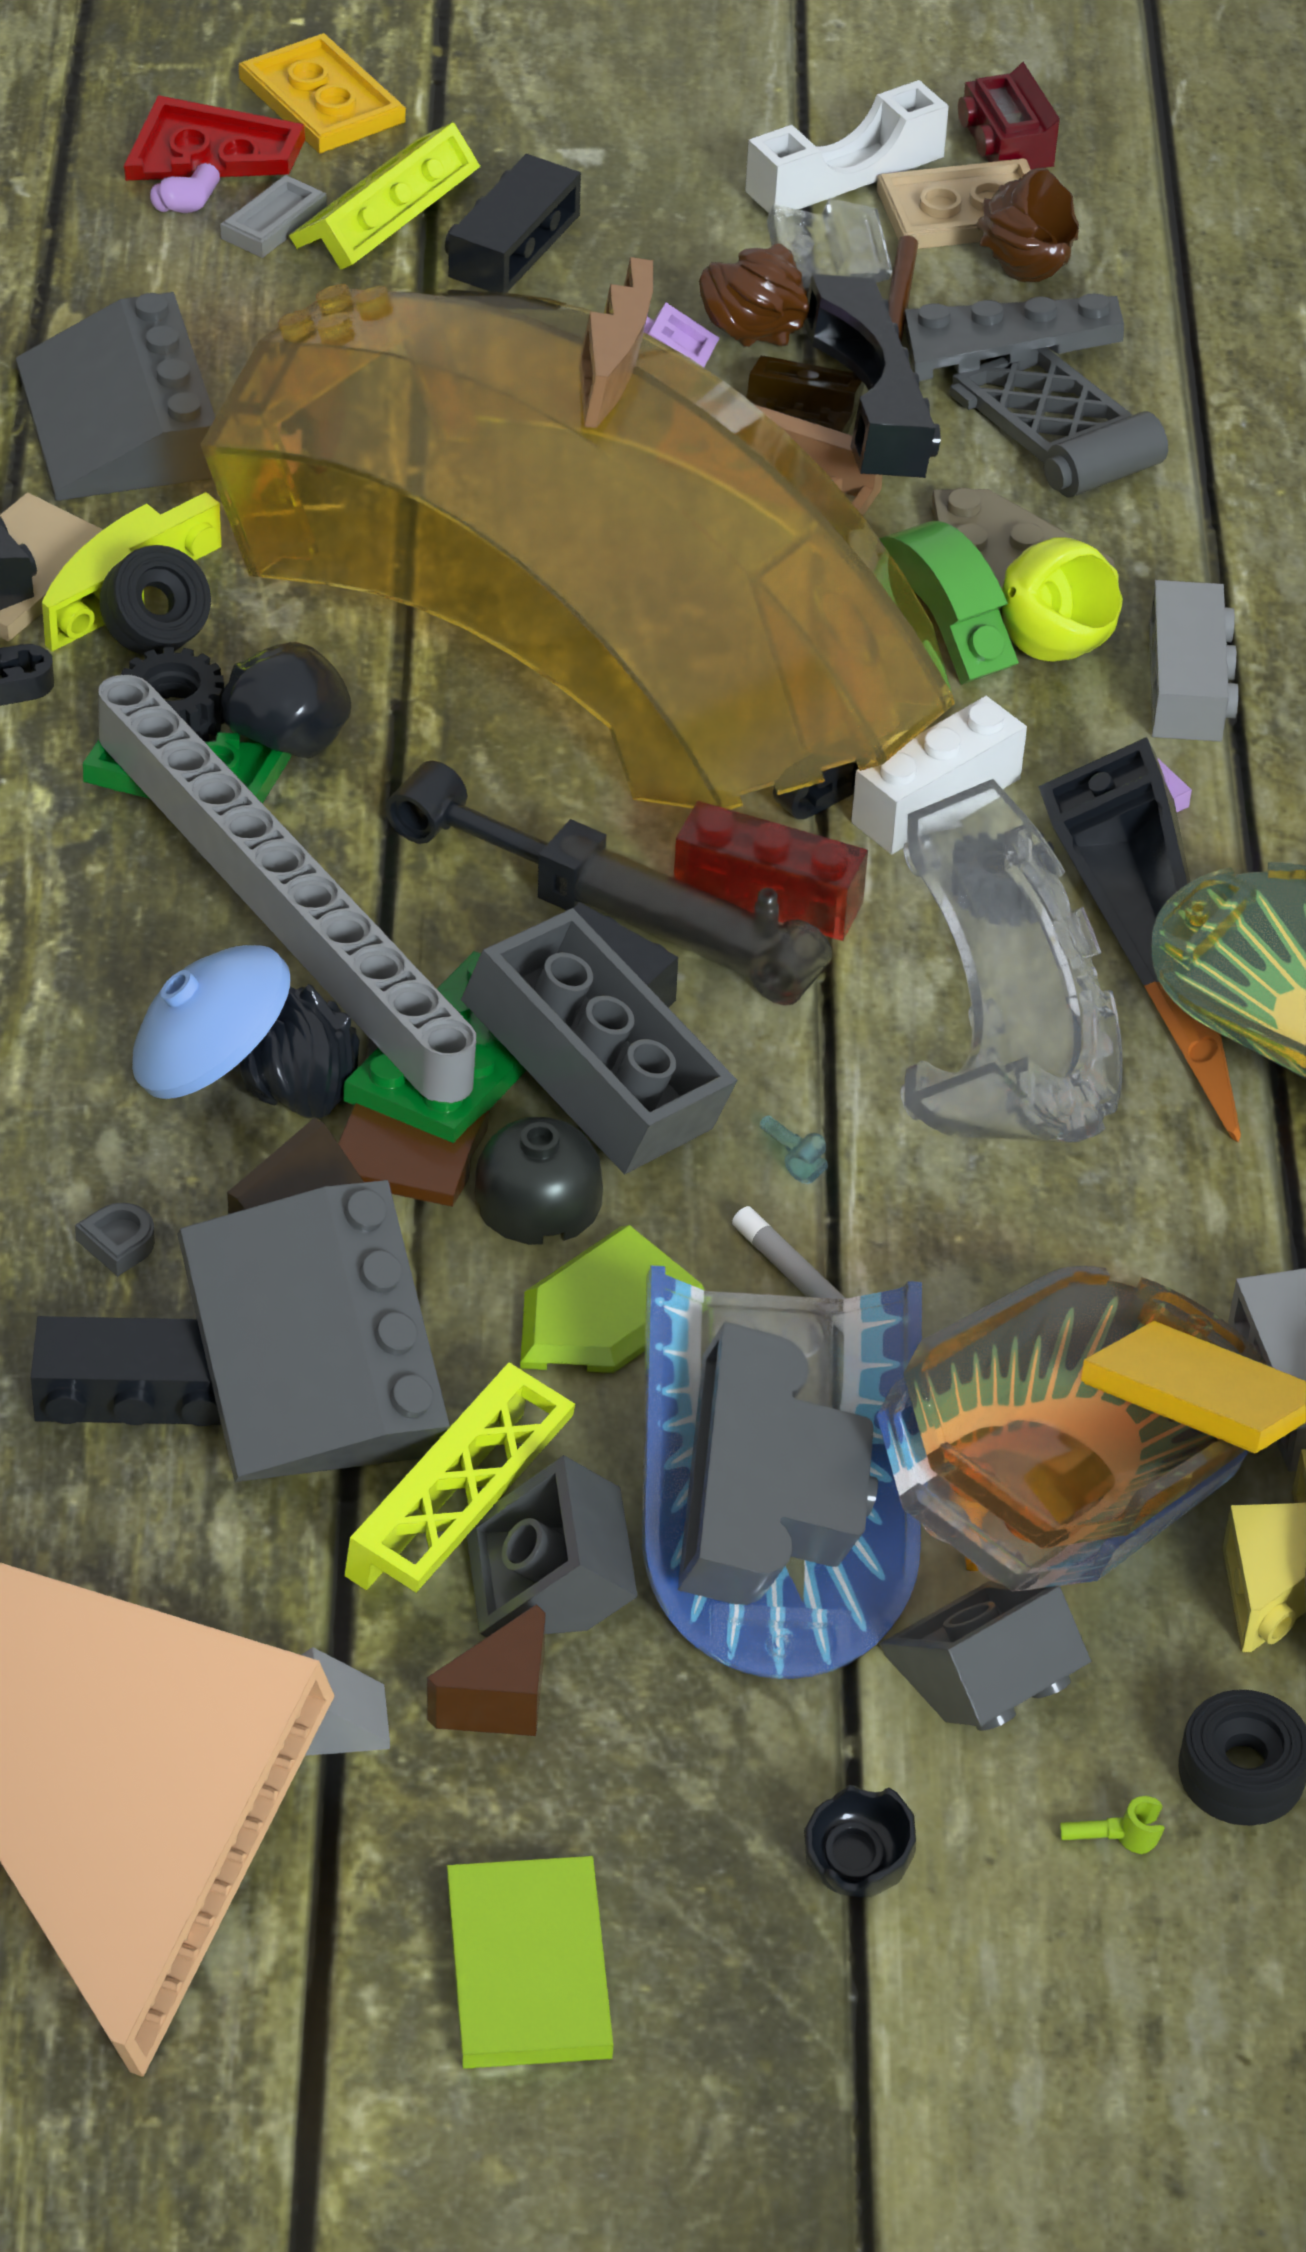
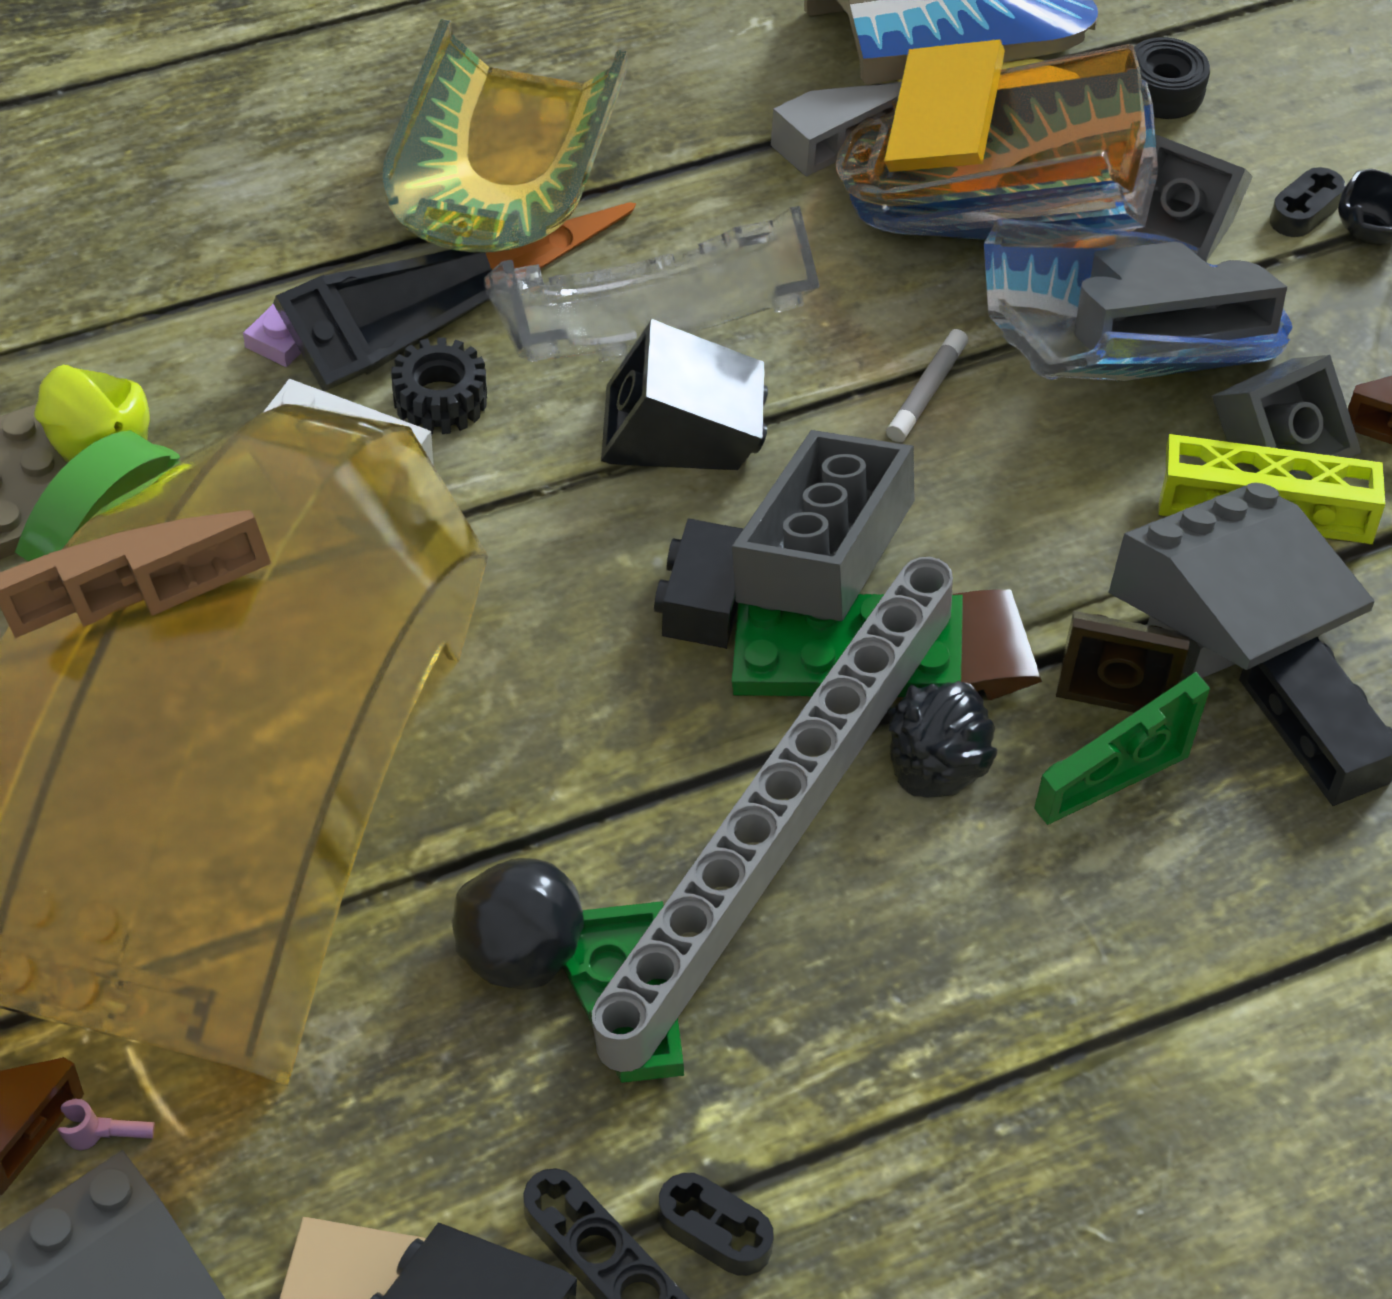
camera: 115 degrees left, 5 degrees up
(73, 597) = (383, 1186): neon yellow slope -> none
(117, 1236) = (1187, 801): dark grey tile -> none
(178, 579) = (421, 1100): black tyre -> none
(187, 678) = (535, 1012): black tyre -> none
(189, 1176) = (1127, 753): none -> green wing
(209, 1019) = (924, 788): light blue dish -> none
(538, 1181) = (962, 537): pearl dark grey cylinder -> none
(581, 869) = (599, 619): clear smoke piece -> none
(594, 1305) = (1033, 485): lime tile -> none
(743, 854) = (529, 515): clear red brick -> none
(804, 1153) = (814, 411): clear light blue hand -> none
(855, 1028) = (683, 404): none -> black slope
(943, 1798) = (1300, 195): none -> black beam
(1130, 1829) = (1245, 118): lime hand -> none
(1191, 661) = (116, 333): light grey brick -> none

